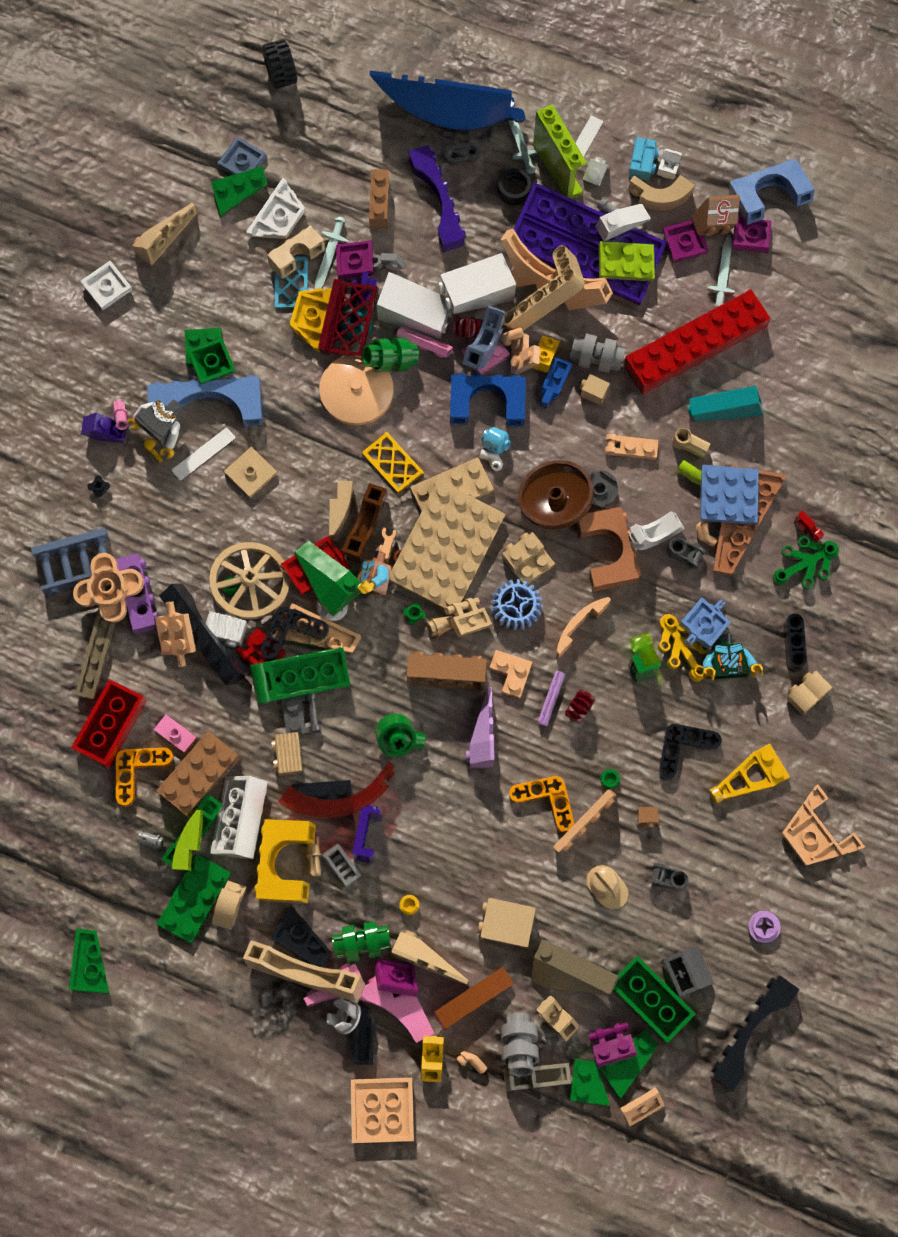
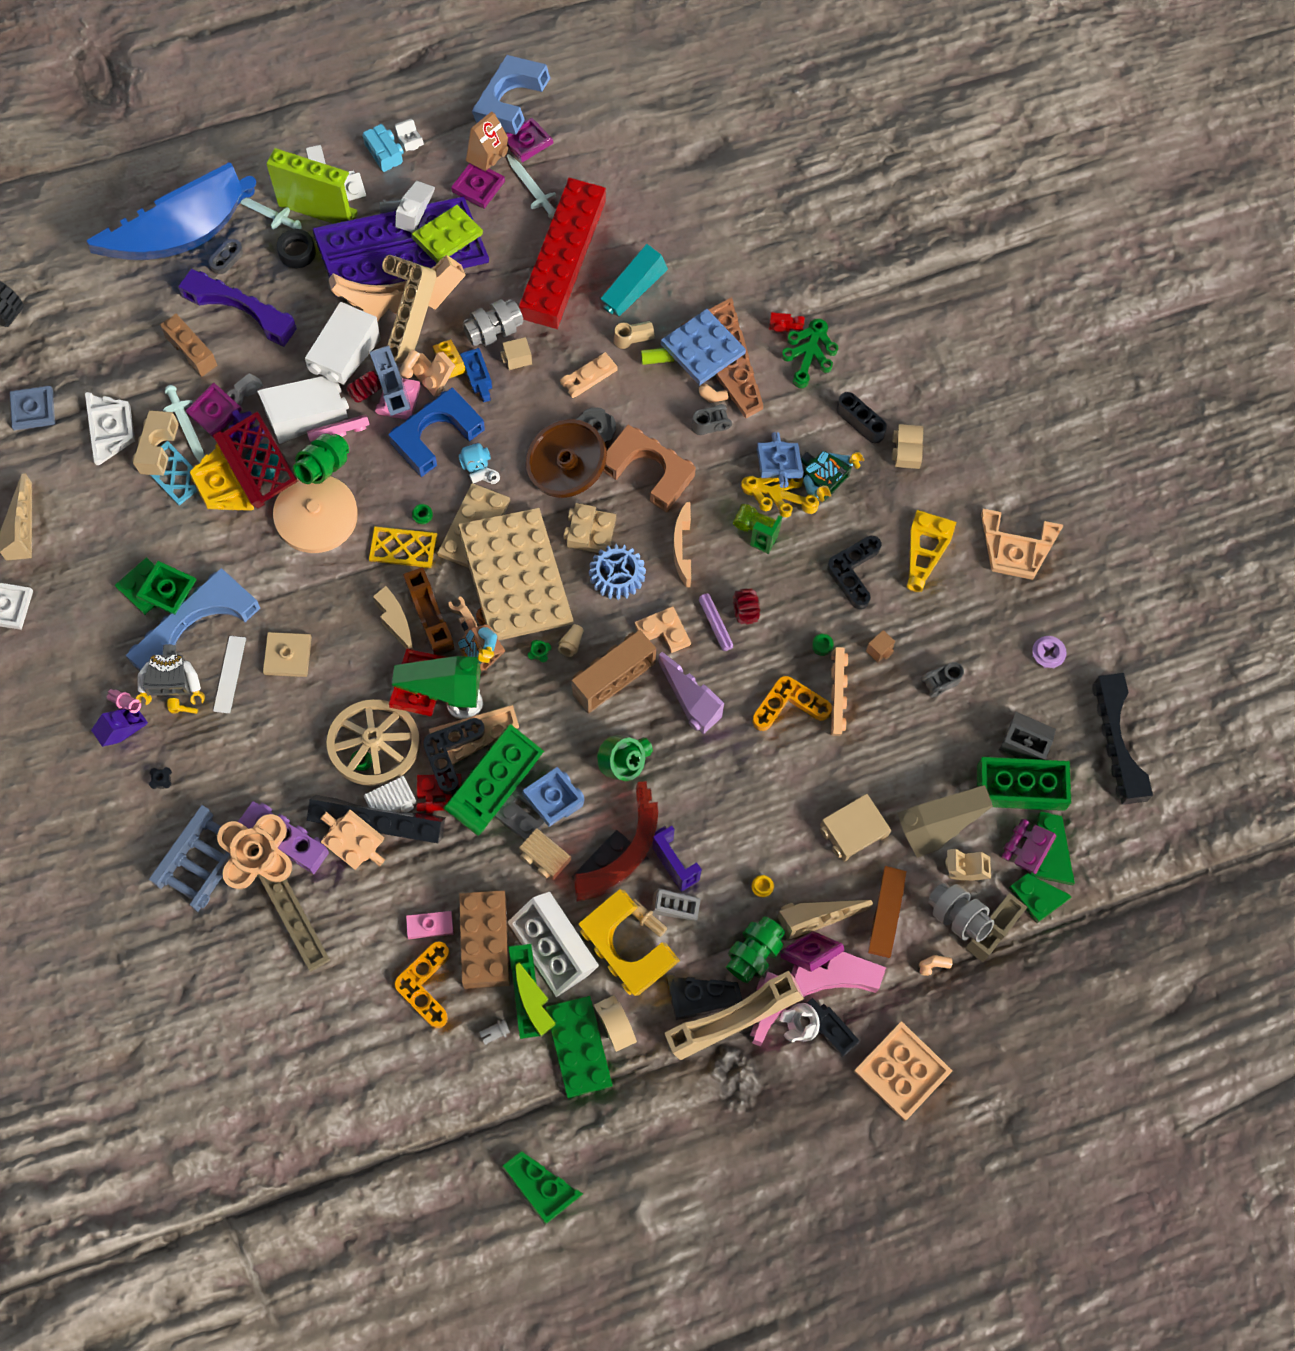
camera: 45 degrees left, 5 degrees down
(109, 724) = (364, 966): red brick -> none
(238, 187) = (50, 433): green wing -> none
(328, 721) = (554, 796): none -> medium blue plate
(425, 445) = (422, 508): none -> green plate
(432, 1059) = (903, 991): yellow brick -> none
(469, 622) = (593, 617): tan plate -> none
(607, 887) = (902, 730): tan piece -> none
(642, 1107) = (1097, 873): light nougat plate -> none
(656, 532) = (674, 420): white arch -> none
(662, 199) = (425, 168): tan arch -> none

